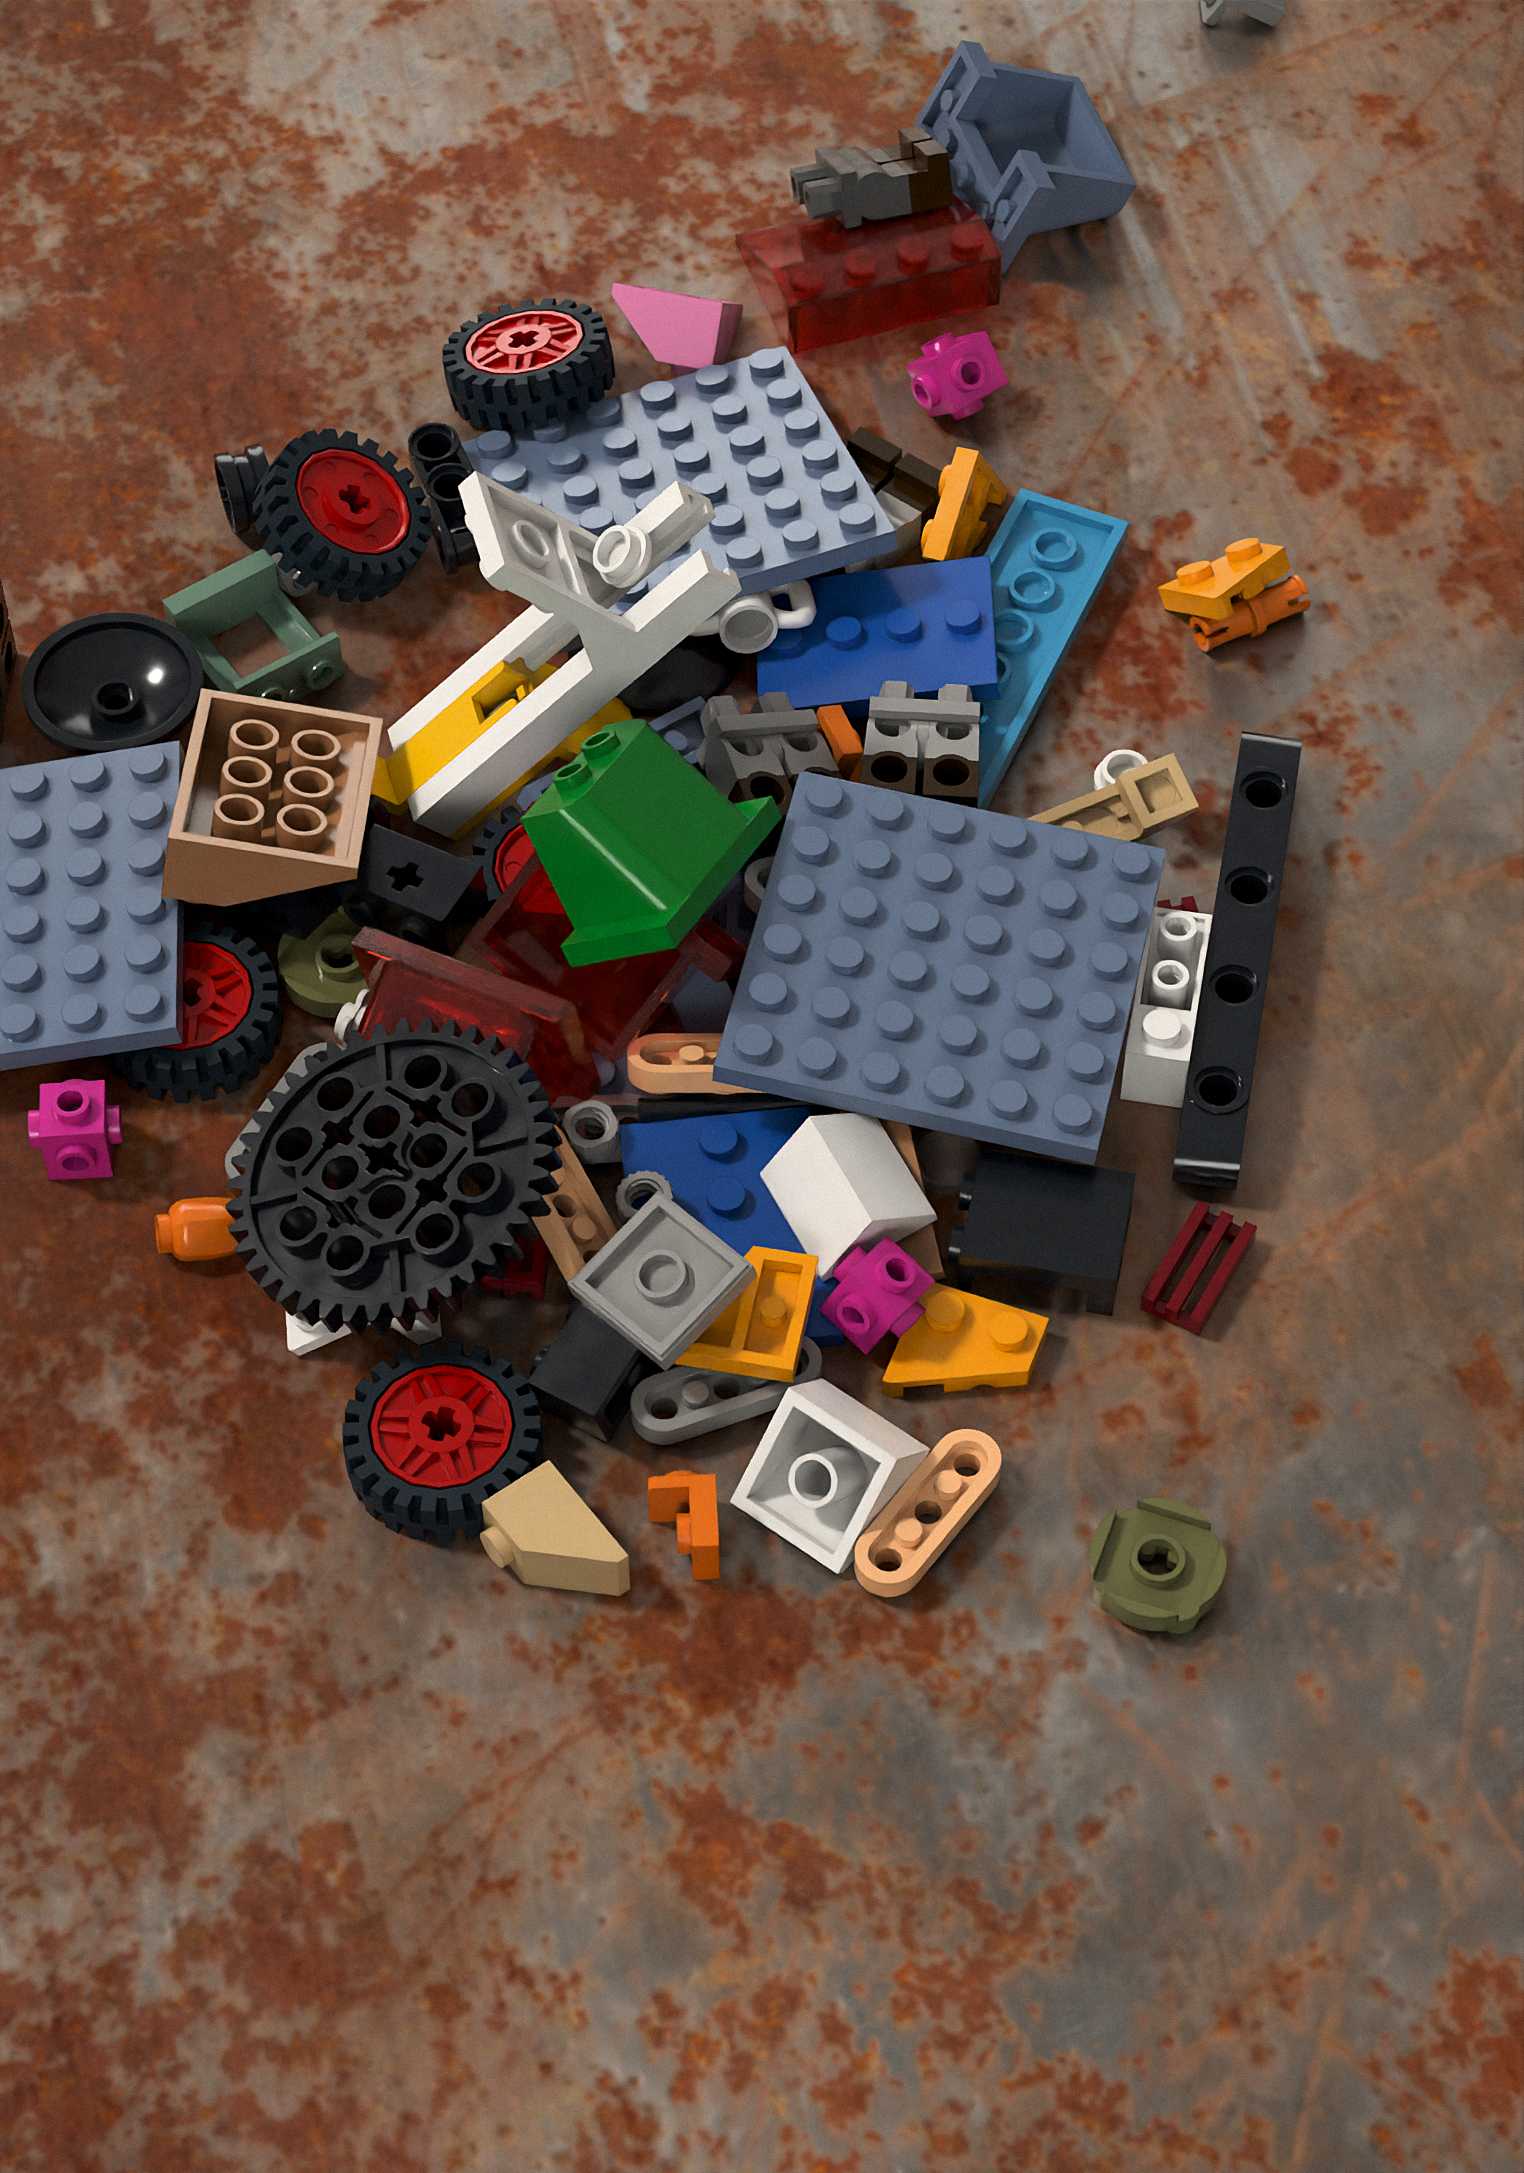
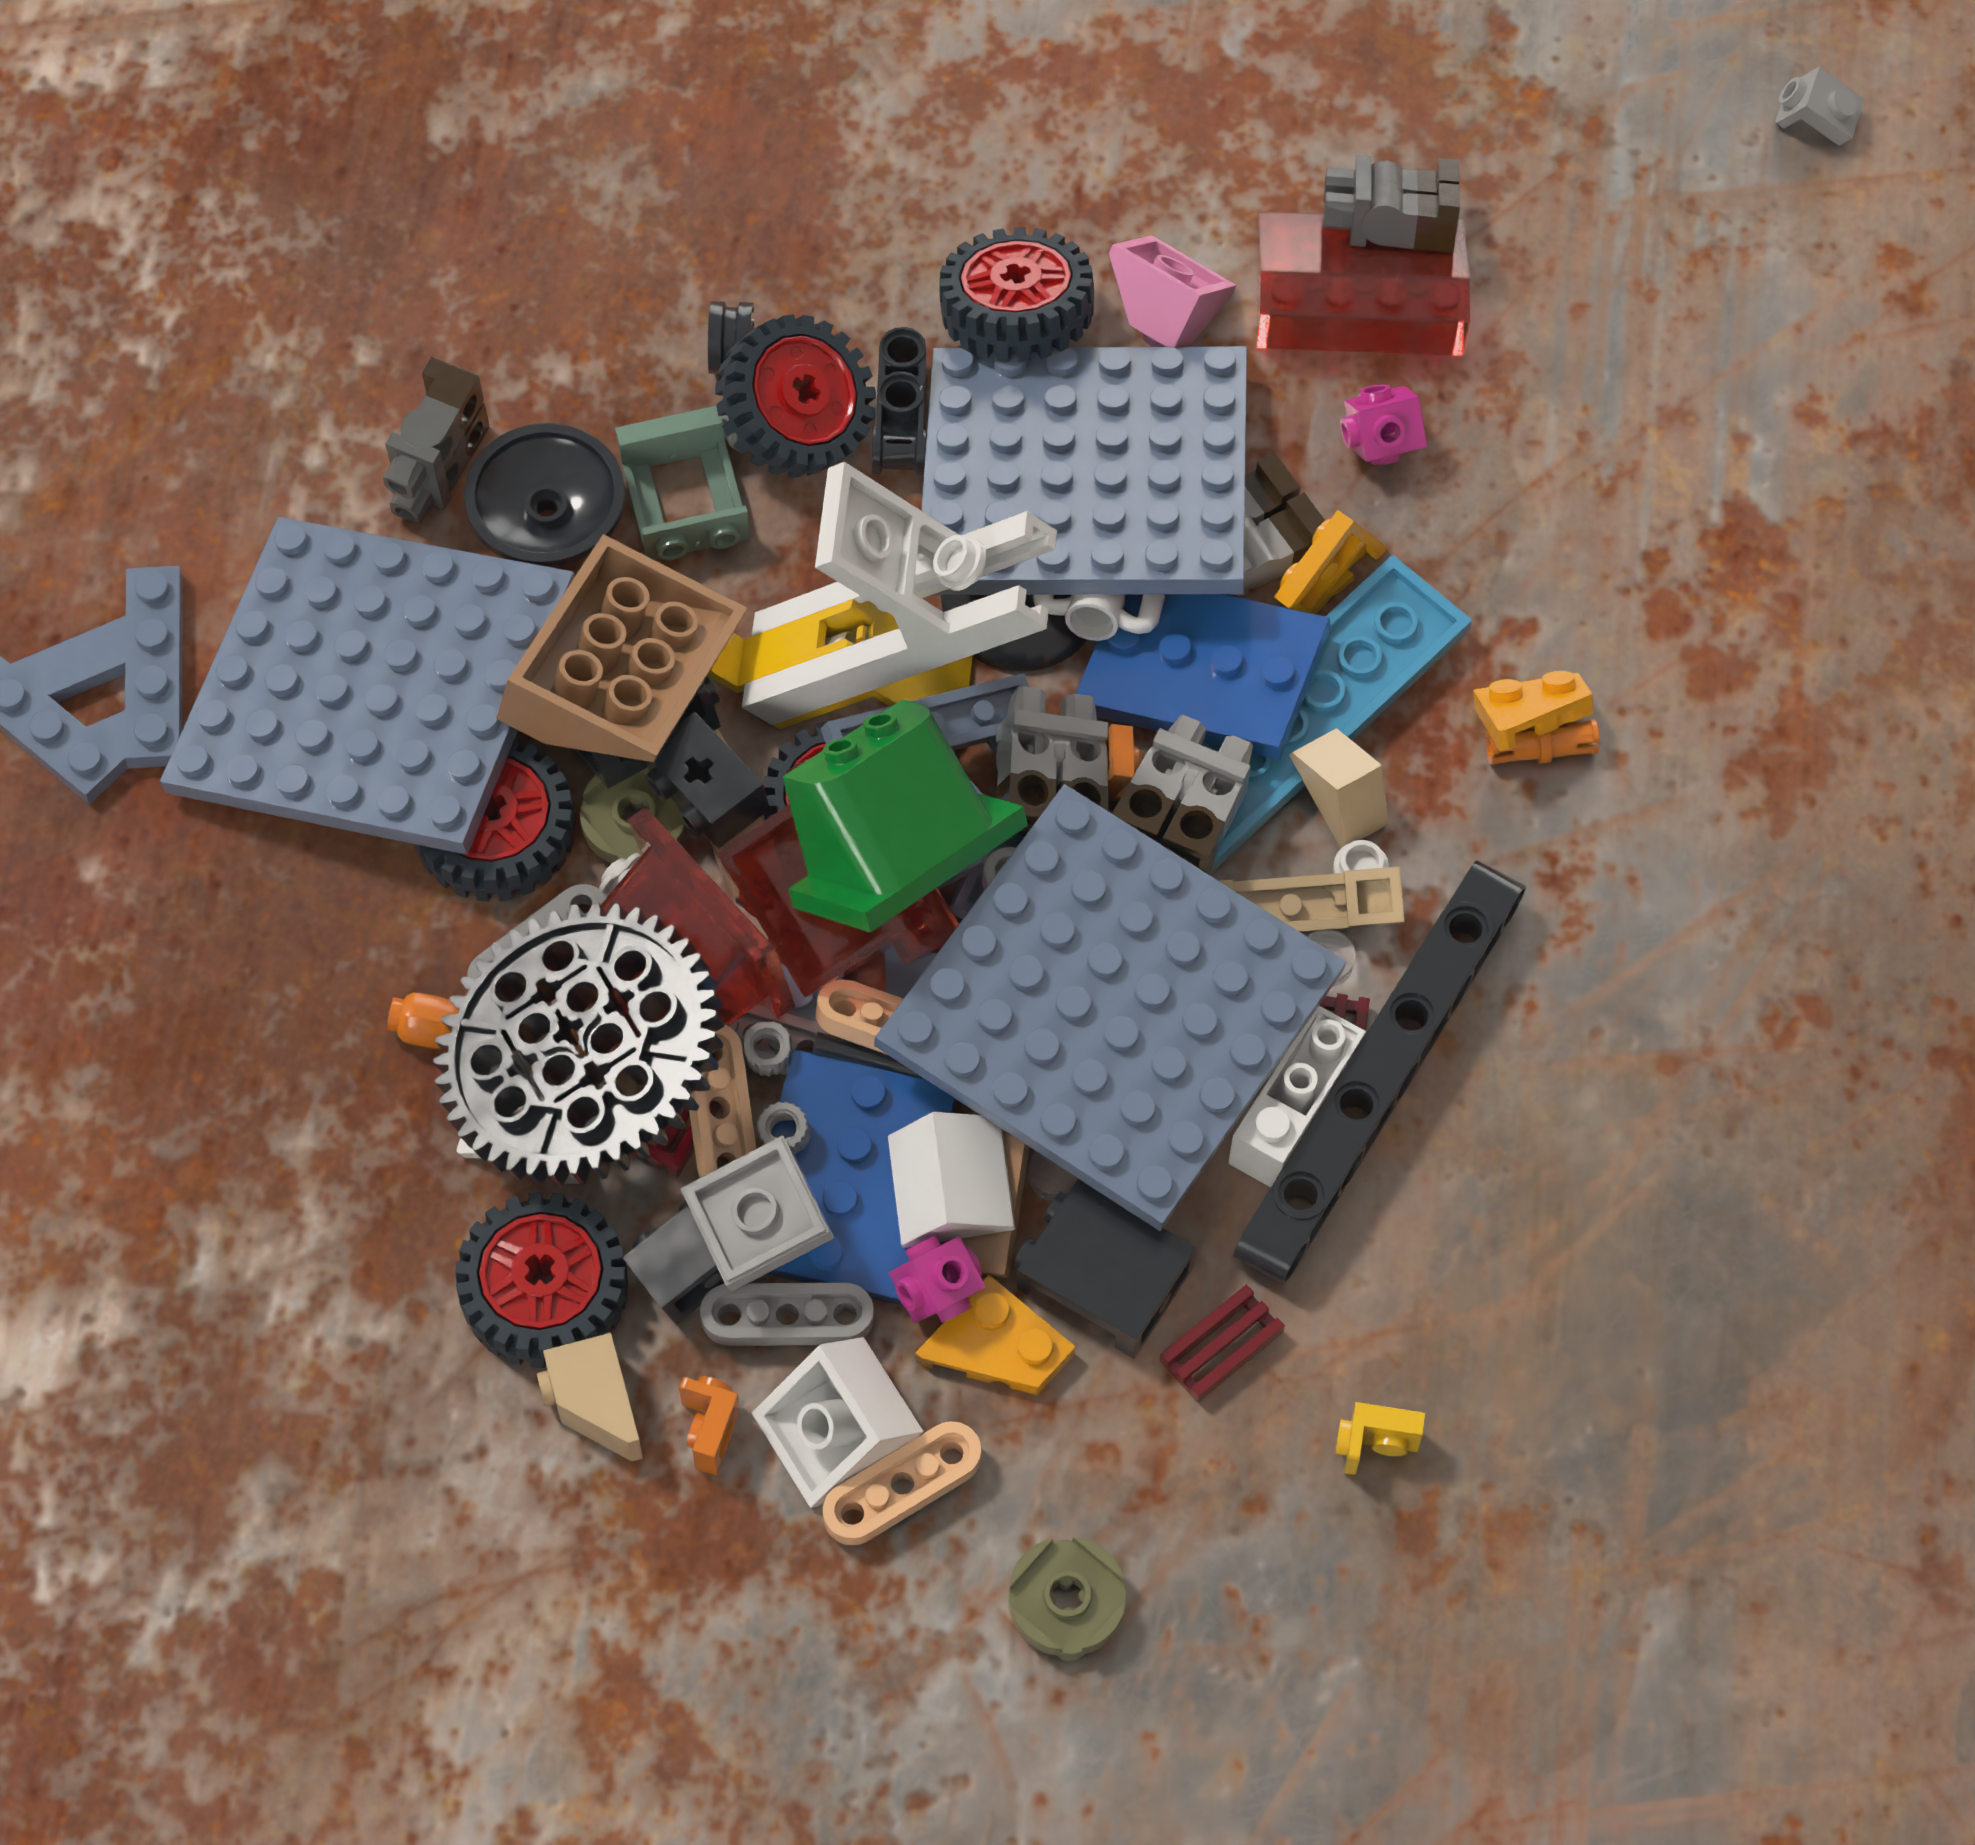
camera: 20 degrees right, 10 degrees up
(76, 1129) = (360, 897): dark pink brick -> none
(765, 1323) = (836, 1274): light orange wing -> none
(1023, 148) = (1541, 214): sand blue windscreen -> none
(1076, 705) = (1344, 786): none -> tan slope
(1407, 1288) = (1385, 1428): none -> yellow bracket

